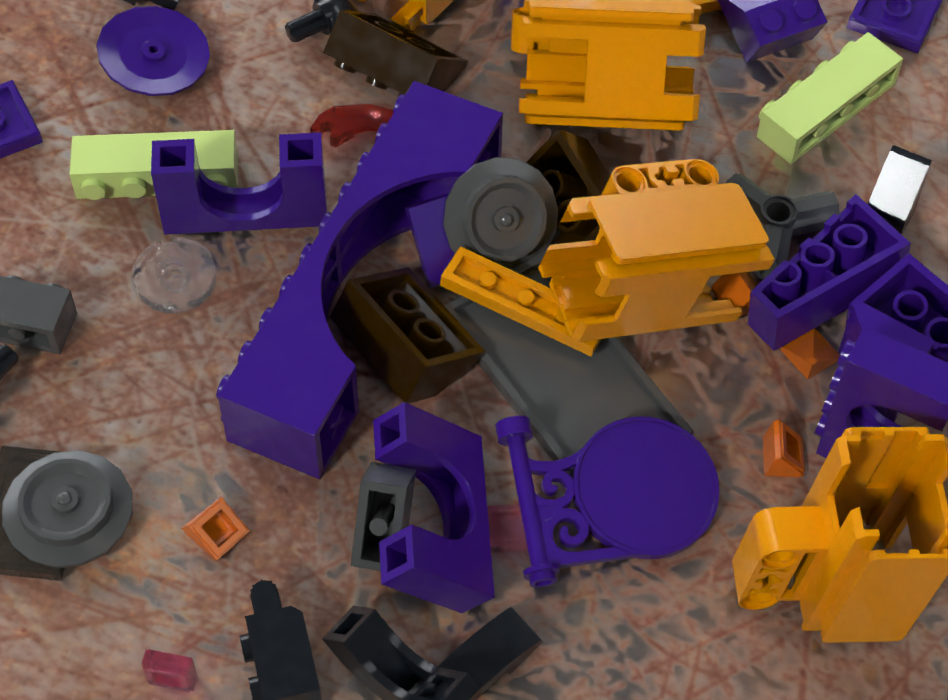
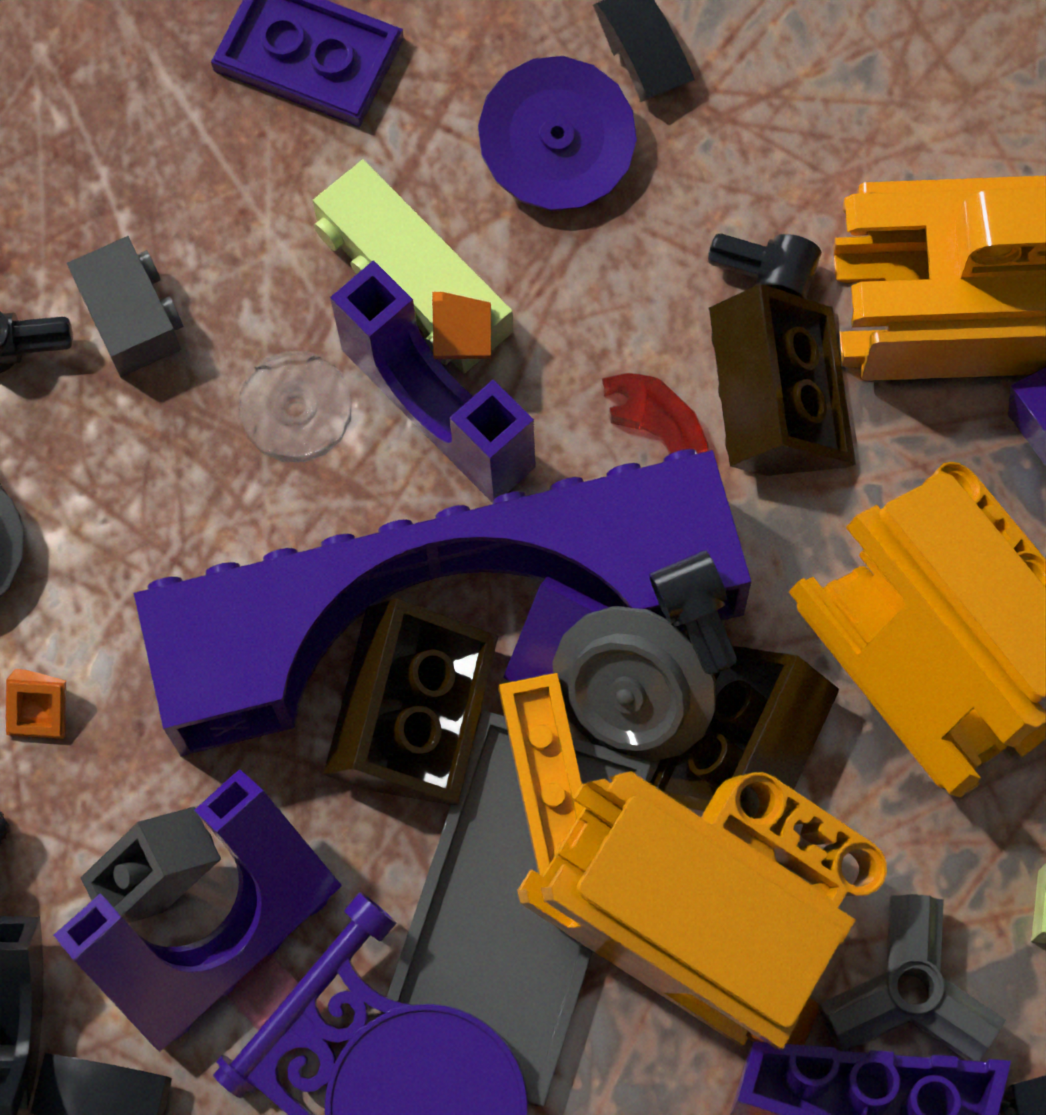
camera: 55 degrees right, 15 degrees up
(221, 154) = (460, 327): none -> orange slope
(488, 134) = (690, 596): none -> black axle

